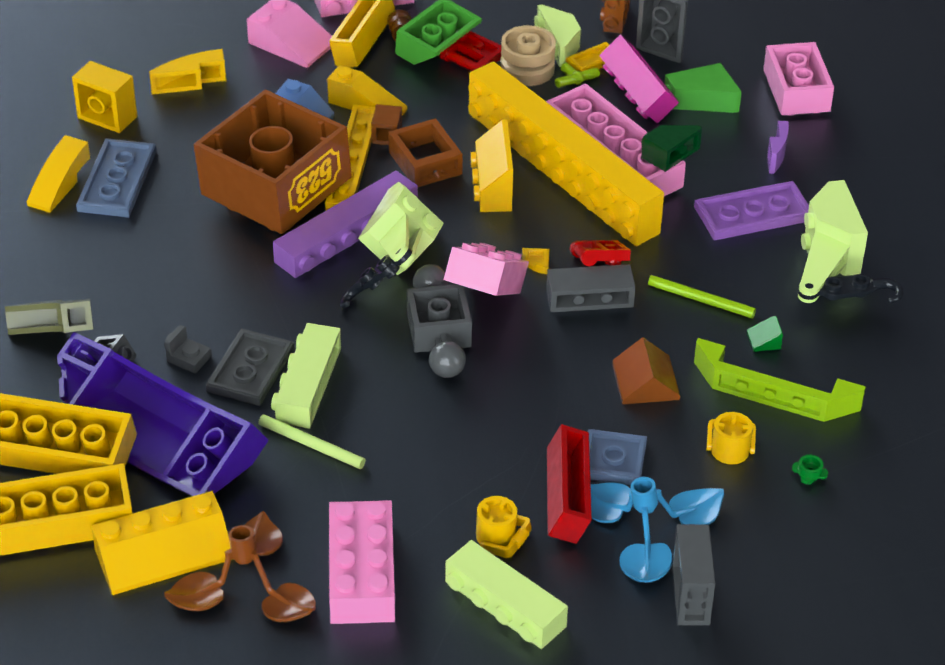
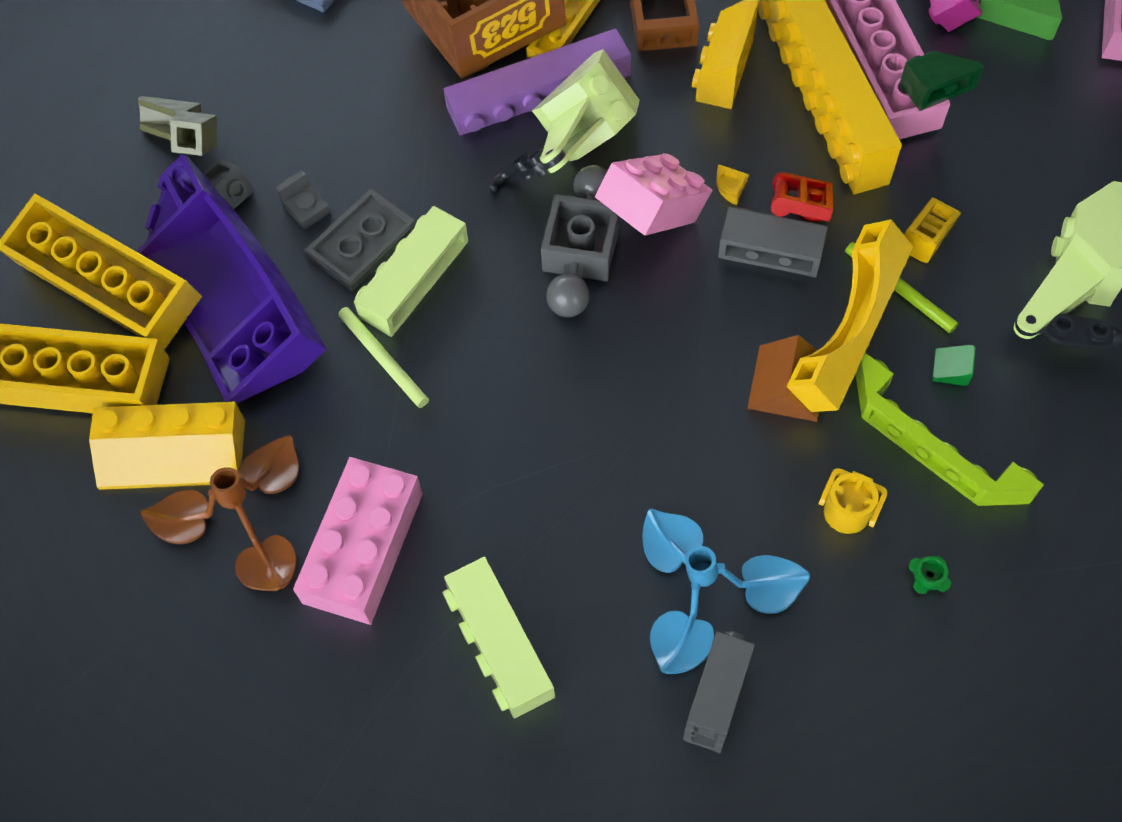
camera: 25 degrees right, 20 degrees up
(497, 526) = (530, 543): yellow piece -> none
(568, 484) = (630, 511): red brick -> none
(616, 456) = (704, 481): sand blue tile -> none
(681, 277) = (878, 261): none -> yellow arch
(705, 255) = (928, 231): none -> yellow slope
(752, 210) = (1013, 182): medium lavender tile -> none
(777, 147) = (1077, 103): medium lavender slope -> none

